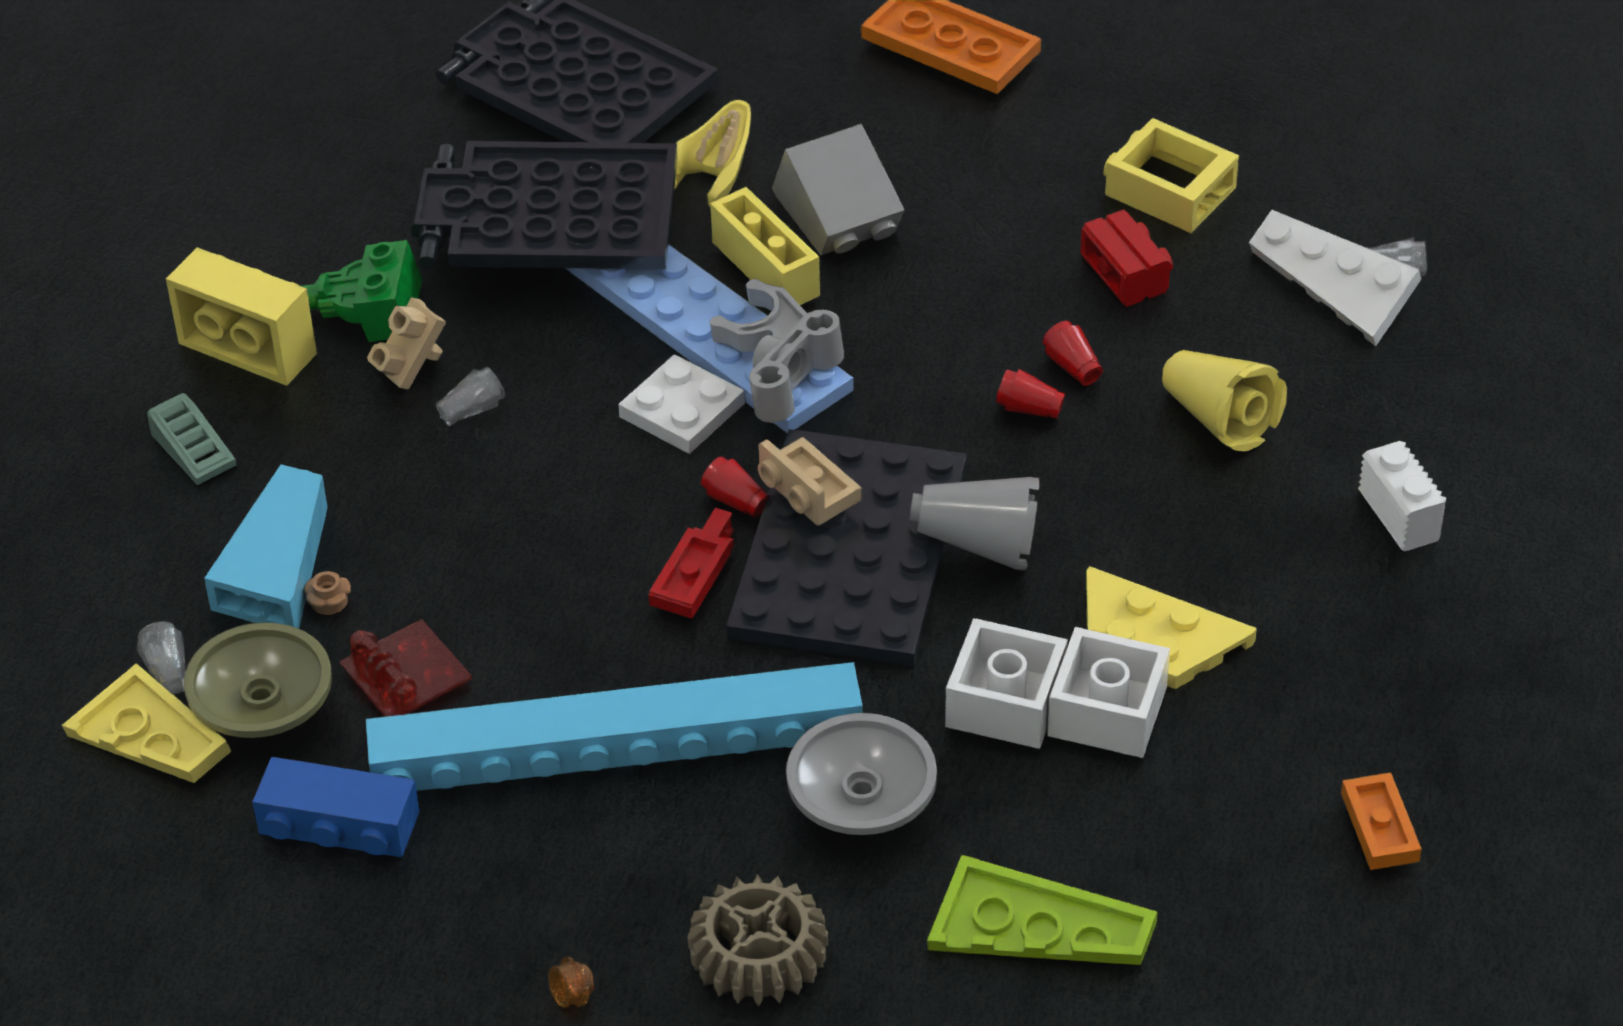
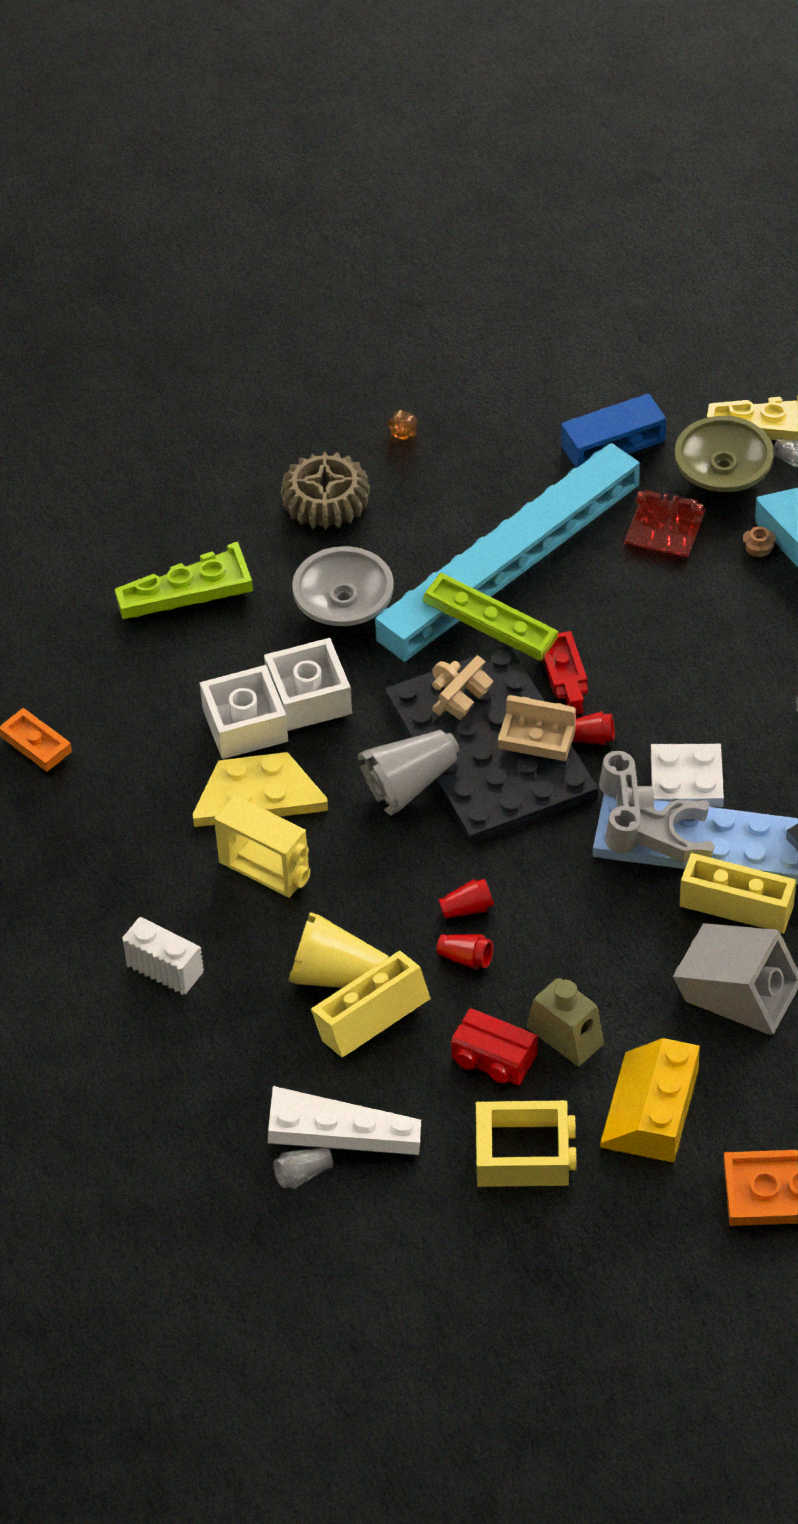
camera: 145 degrees right, 5 degrees up
(731, 633) = (490, 616): none -> lime tile
(844, 569) = (452, 696): none -> tan hips
(1016, 149) = (652, 1099): none -> yellow slope
(1035, 213) = (566, 1021): none -> olive torso
(1212, 524) = (262, 846): none -> light yellow window
(1226, 329) = (370, 1004): none -> light yellow brick

